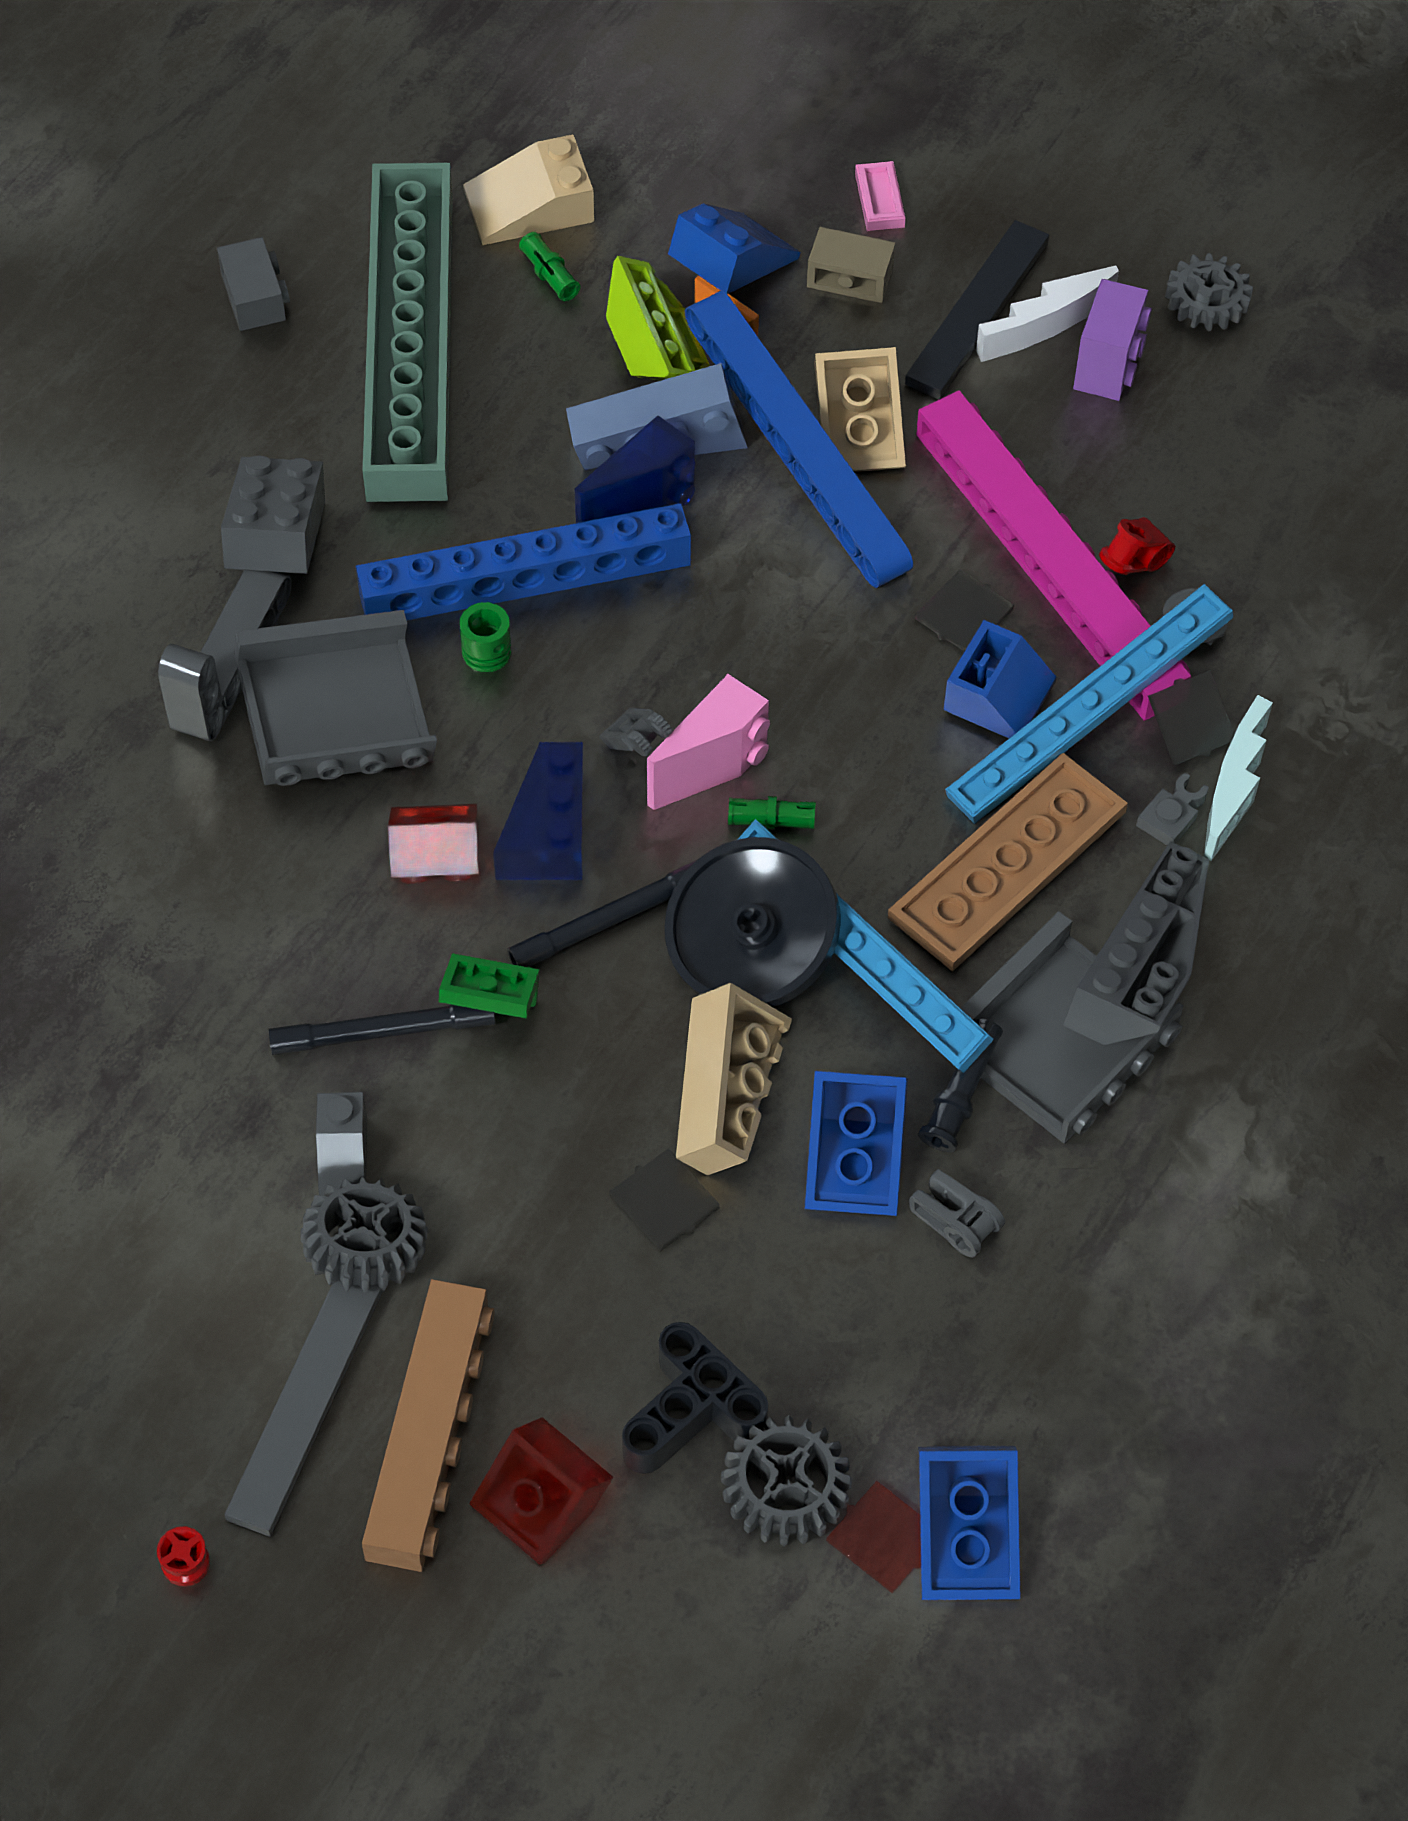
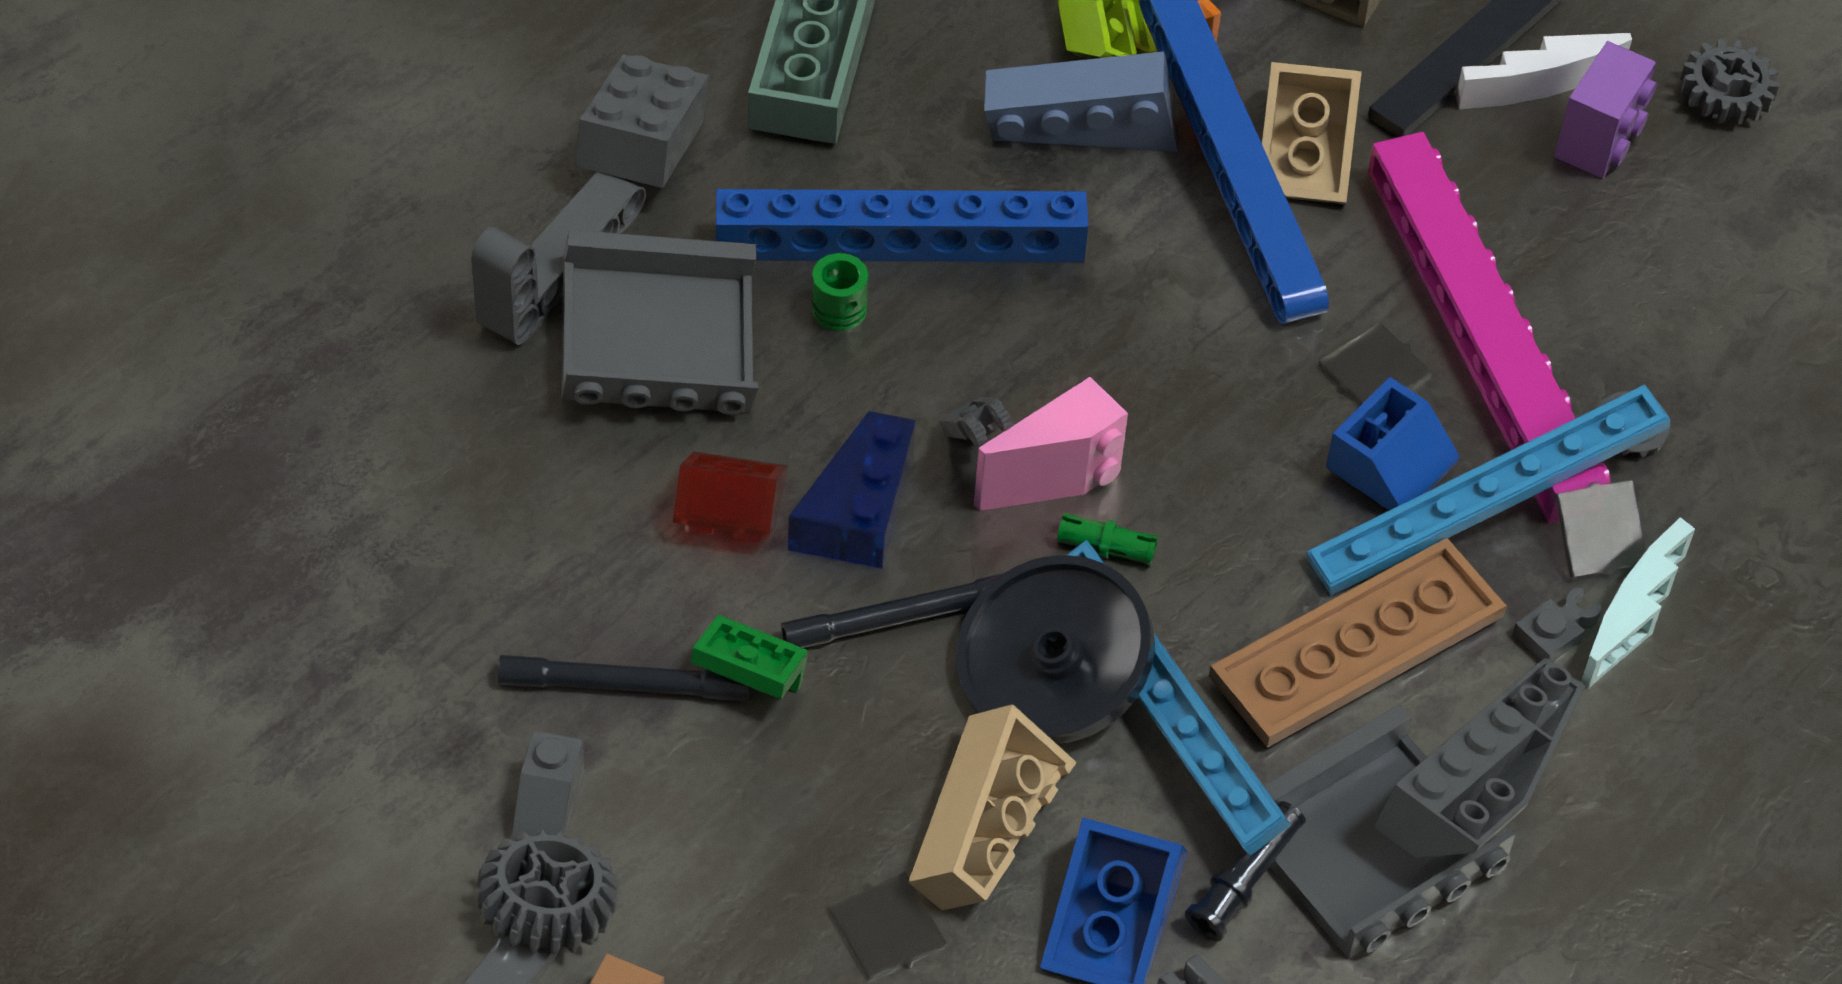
camera: 10 degrees right, 5 degrees down
(644, 474) = (1051, 152): clear blue slope -> none
(1137, 547) = (1583, 335): red piece -> none

